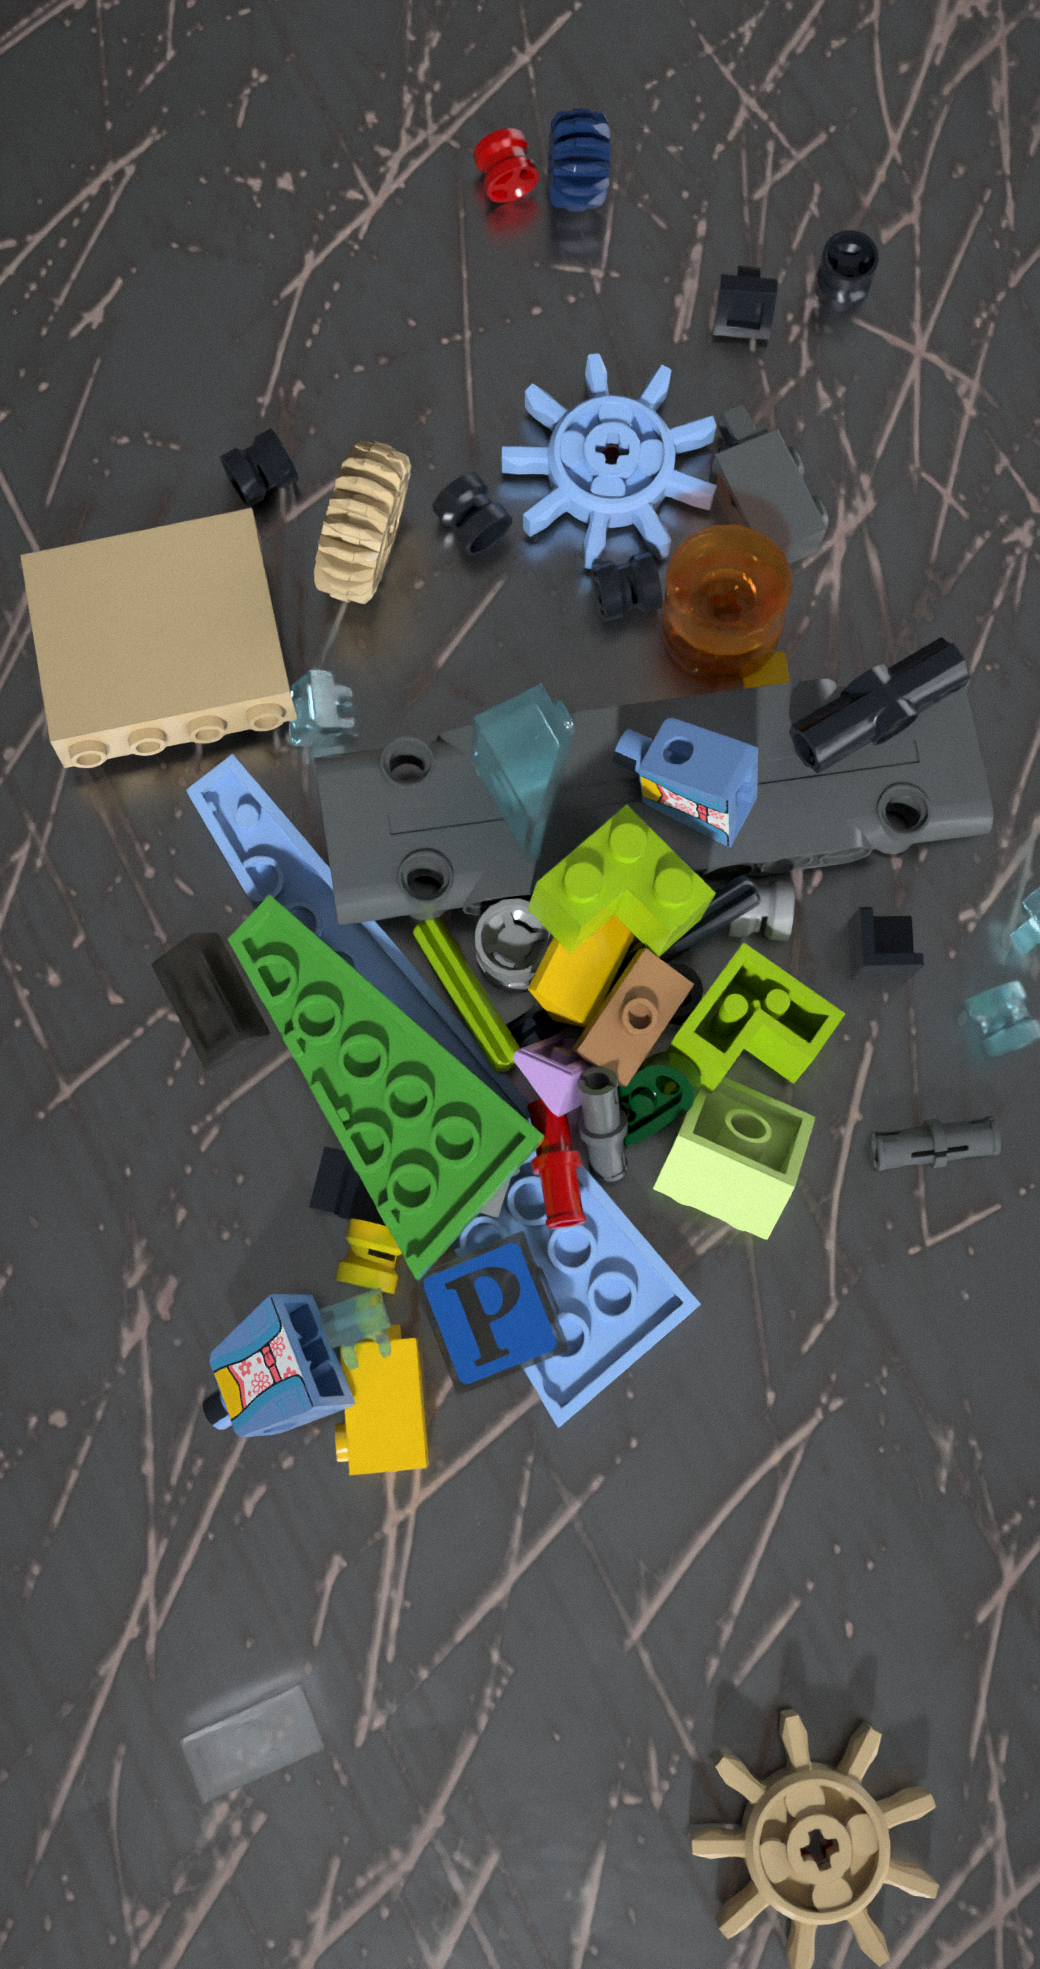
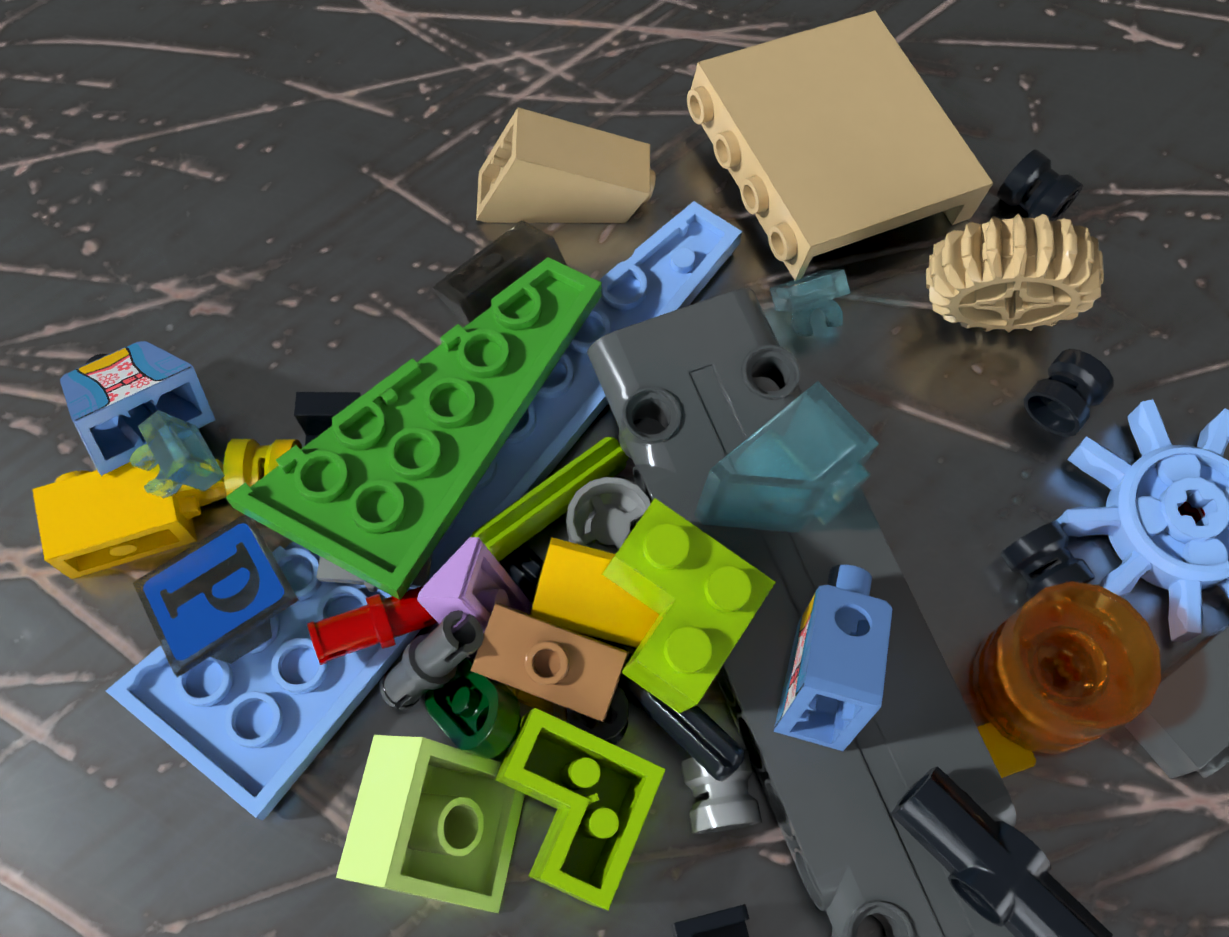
camera: 80 degrees right, 10 degrees down
(123, 912) = (562, 174): none -> tan slope

